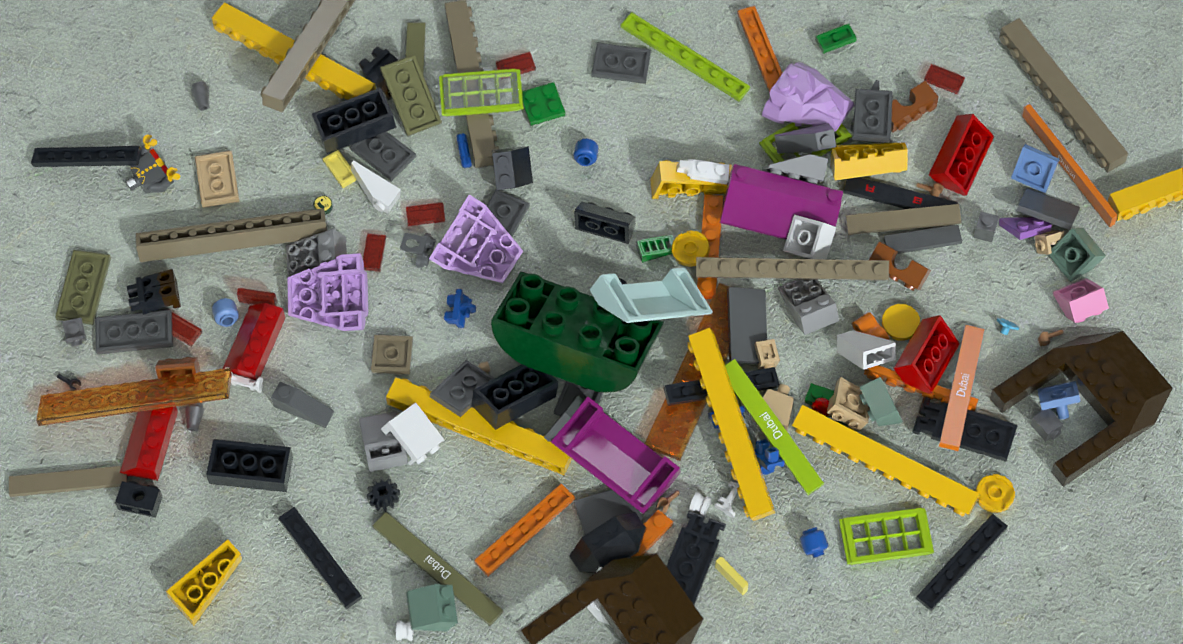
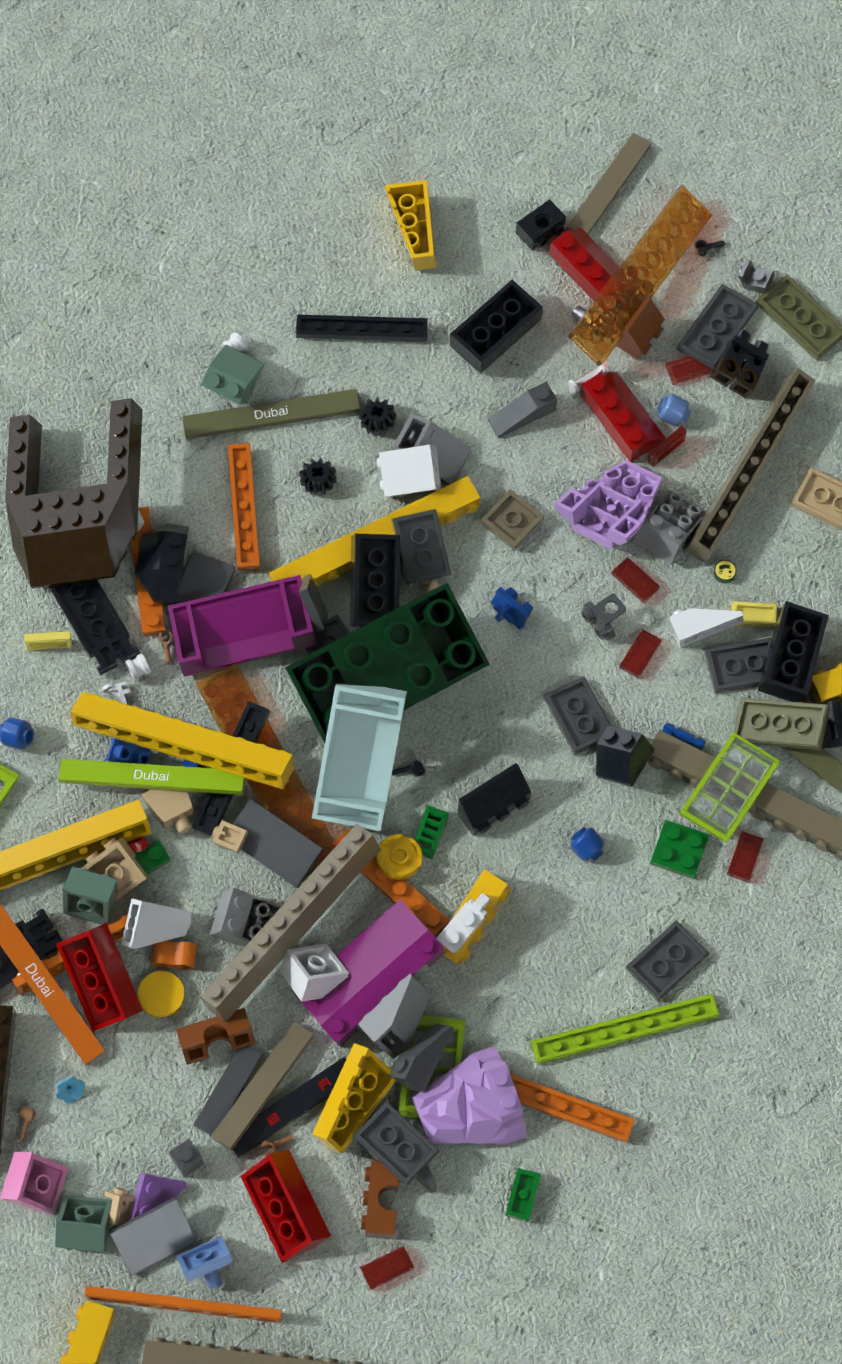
camera: 125 degrees right, 5 degrees up
(467, 503) = (317, 469): none -> black gear
(477, 244) = (561, 664): lavender wedge -> none

